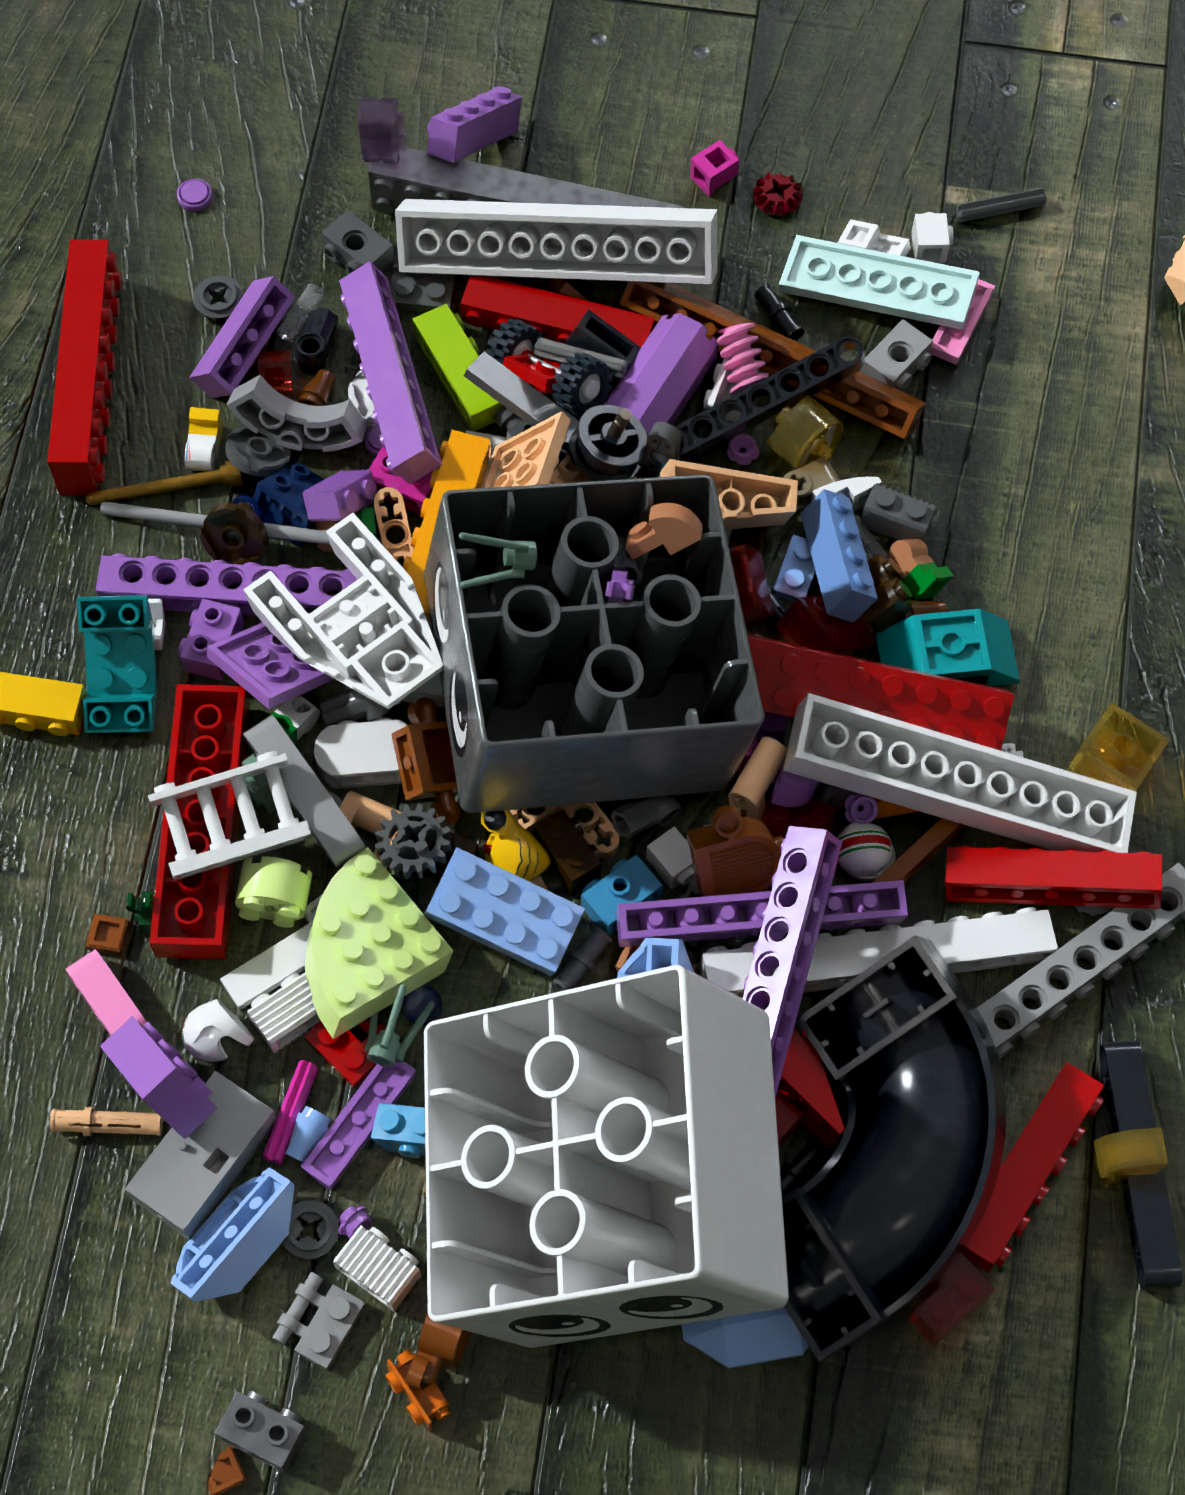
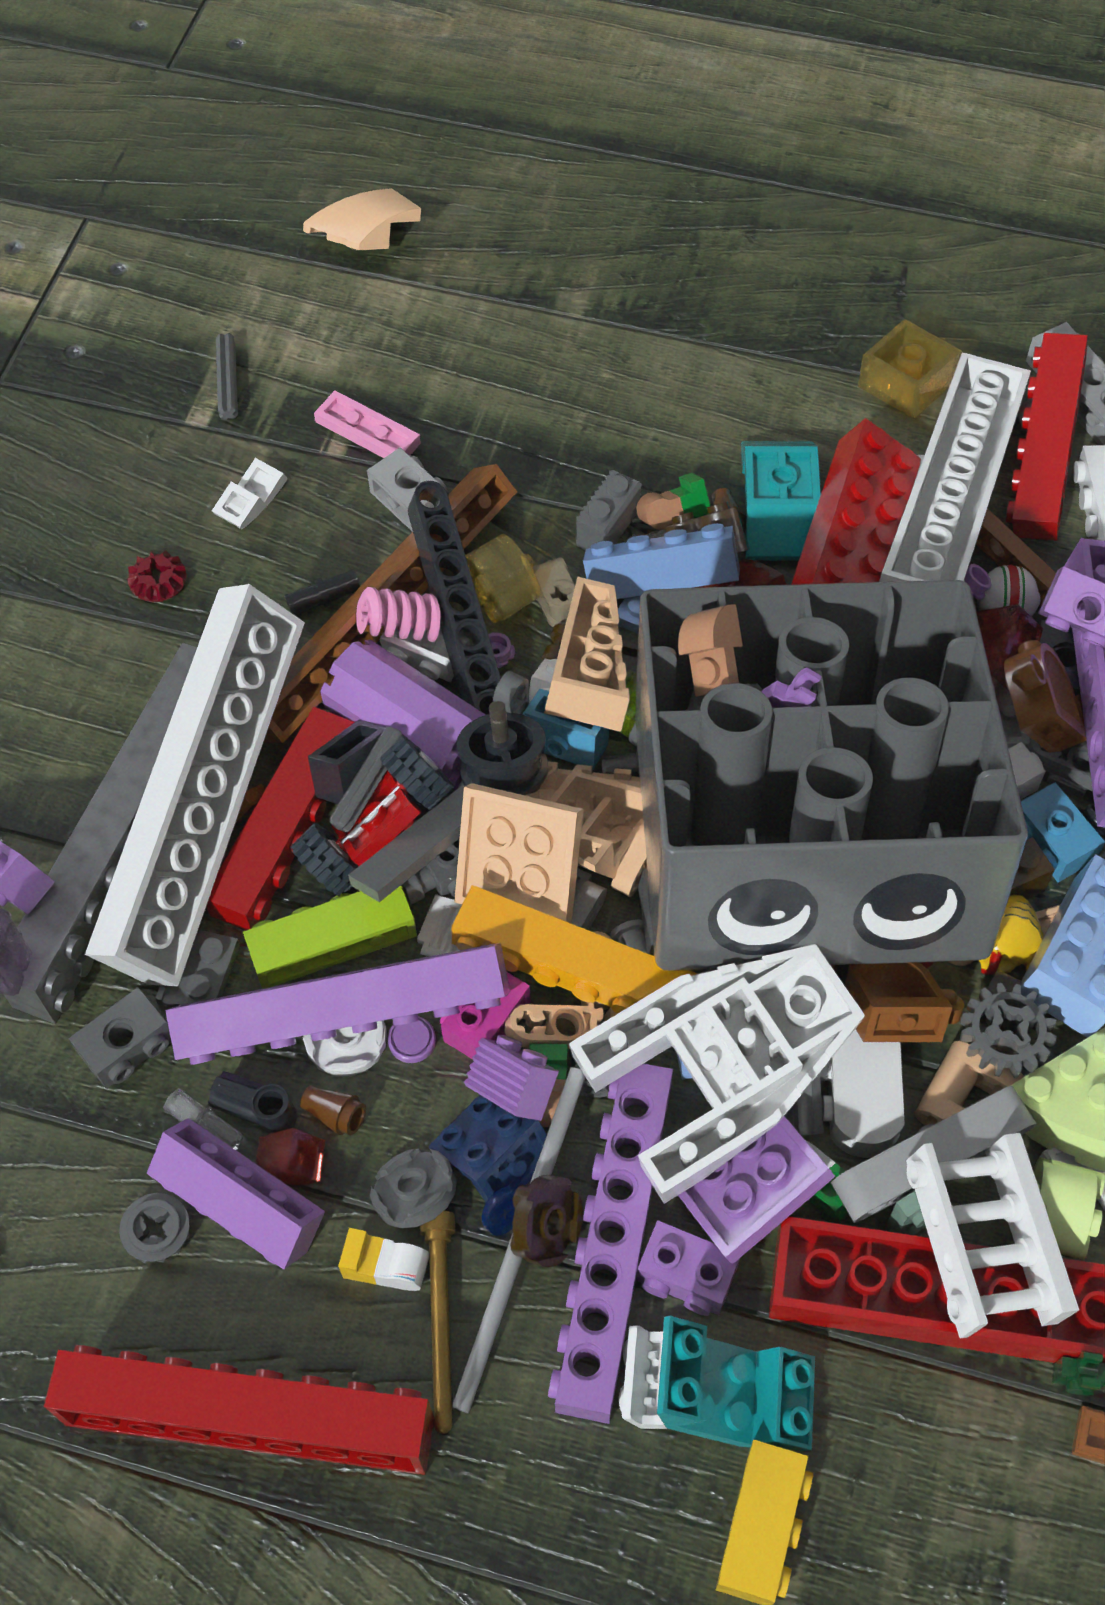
camera: 80 degrees left, 5 degrees down
(295, 423) = (383, 1132): light grey brick -> none
(516, 554) = (770, 775): sand green plant -> none
(714, 167) = (108, 629): dark pink brick -> none
(854, 488) = (573, 549): white slope -> none
(879, 282) = (307, 491): light aqua plate -> none
(931, 237) = (257, 437): white brick -> none

